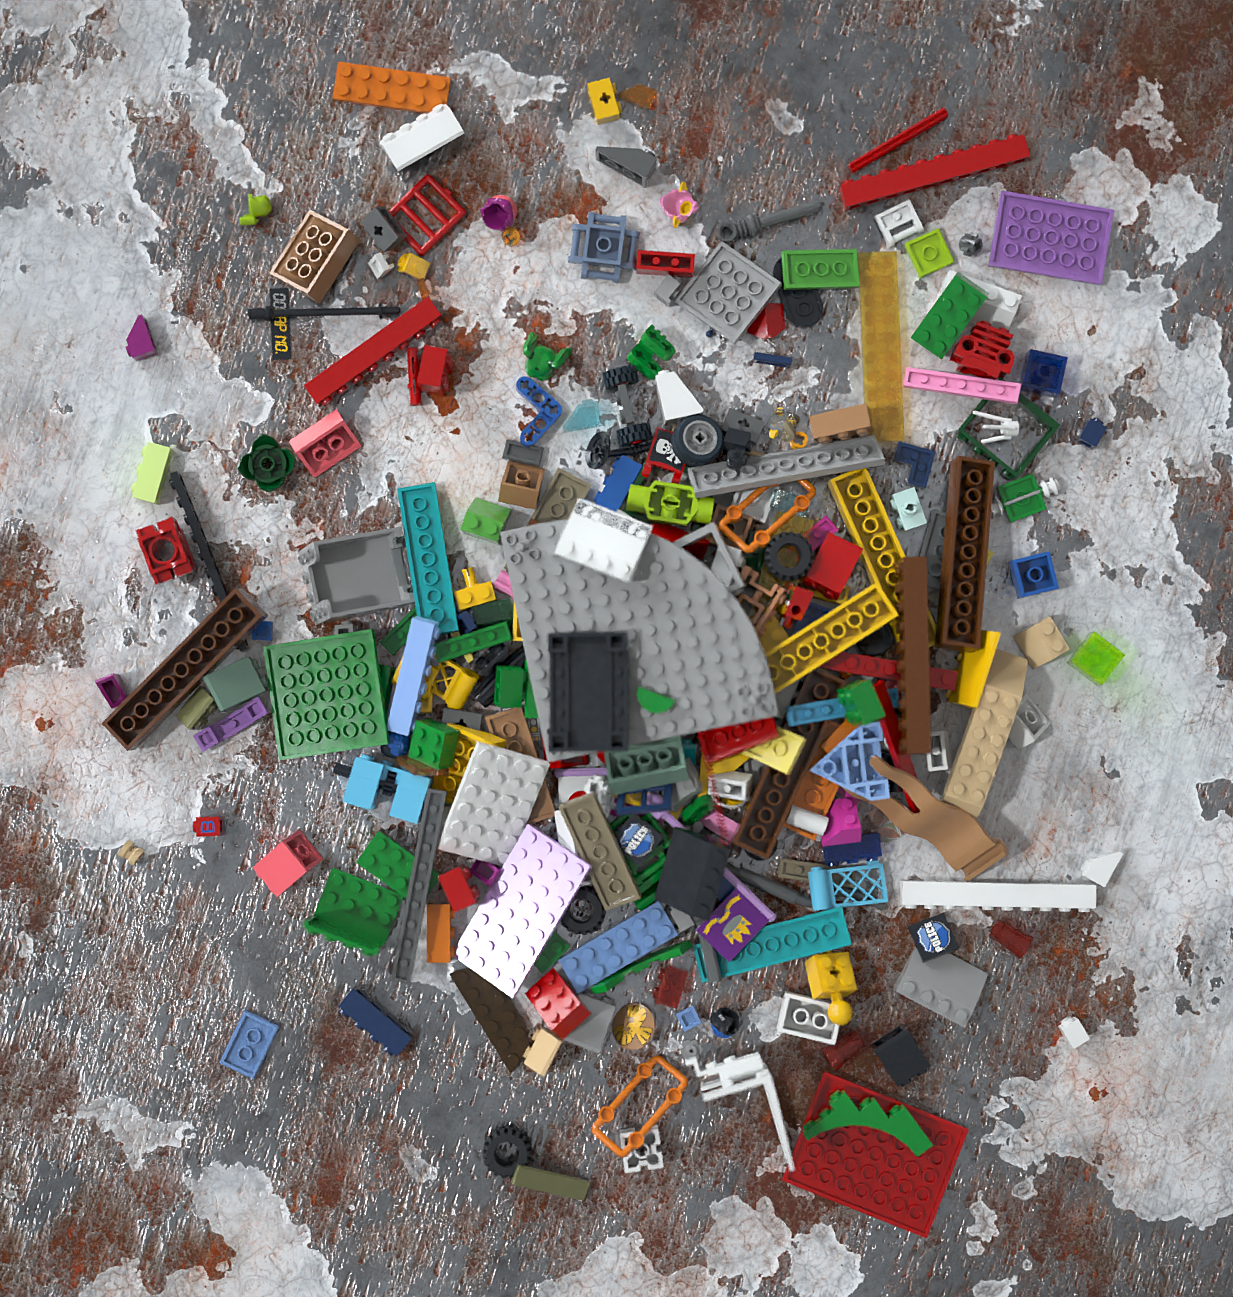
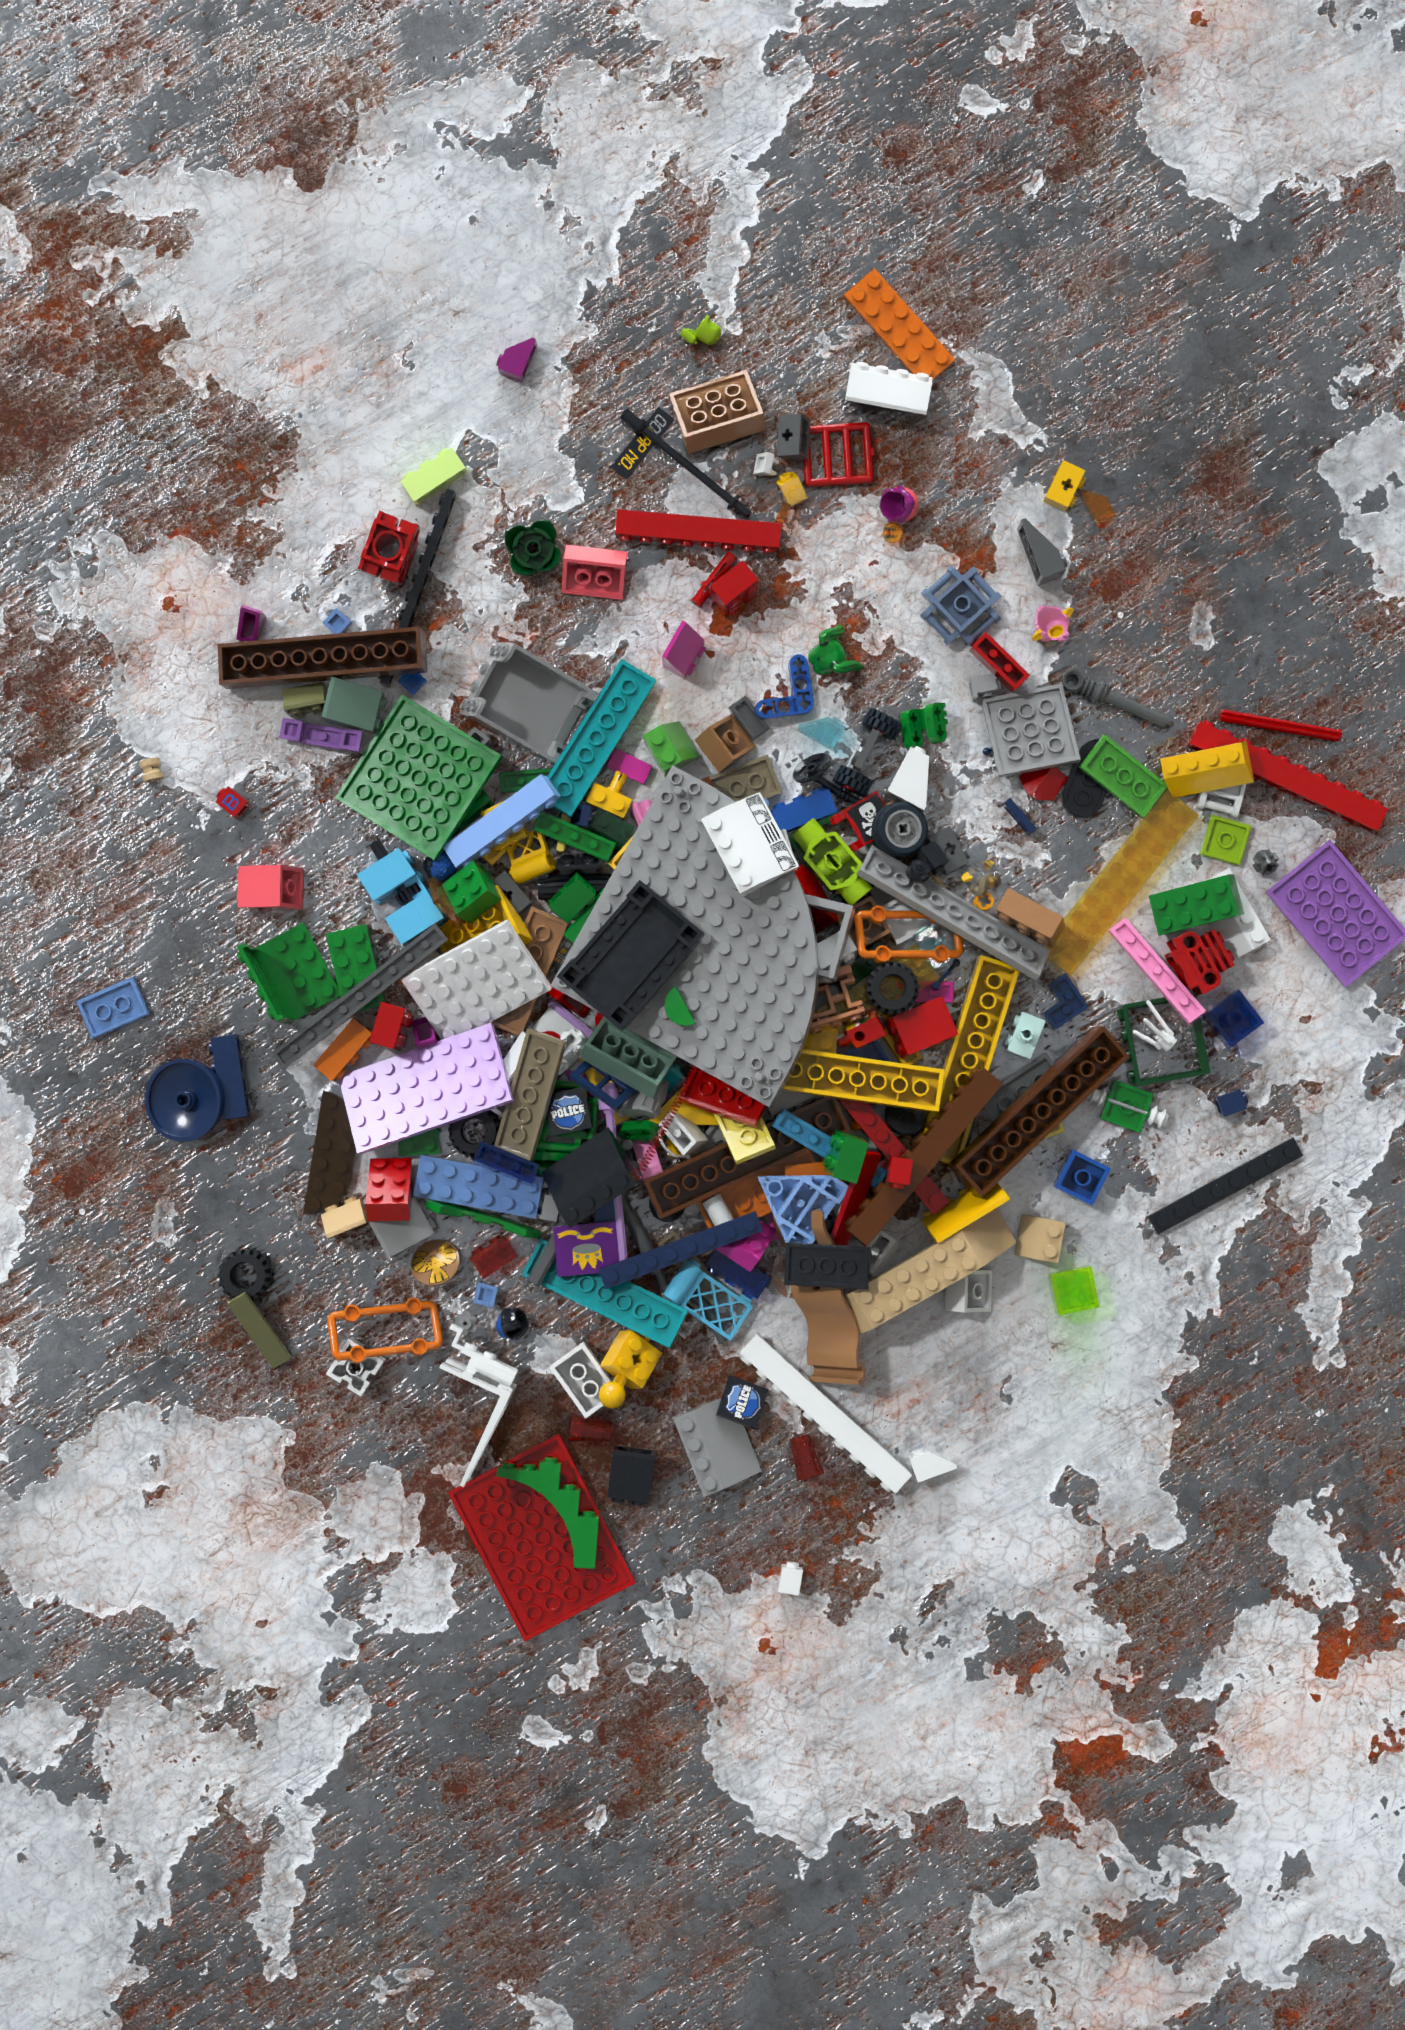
camera: 45 degrees right, 0 degrees up
(173, 634) = (337, 622): none -> medium blue plate
(357, 1066) = (184, 1100): none -> dark blue dish
(436, 445) = (683, 651): none -> dark pink slope
(468, 558) = (629, 765): none -> dark pink tile
(625, 914) = (506, 1163): none -> clear blue brick
(799, 868) = (680, 1249): none -> dark blue plate
(816, 528) = (936, 985): none -> dark blue hinge
(876, 213) = (1207, 769): none -> yellow slope
(909, 681) = (899, 1172): none -> red brick
(913, 790) = (827, 1265): none -> black tile
(1136, 494) = (1225, 1185): none -> black plate

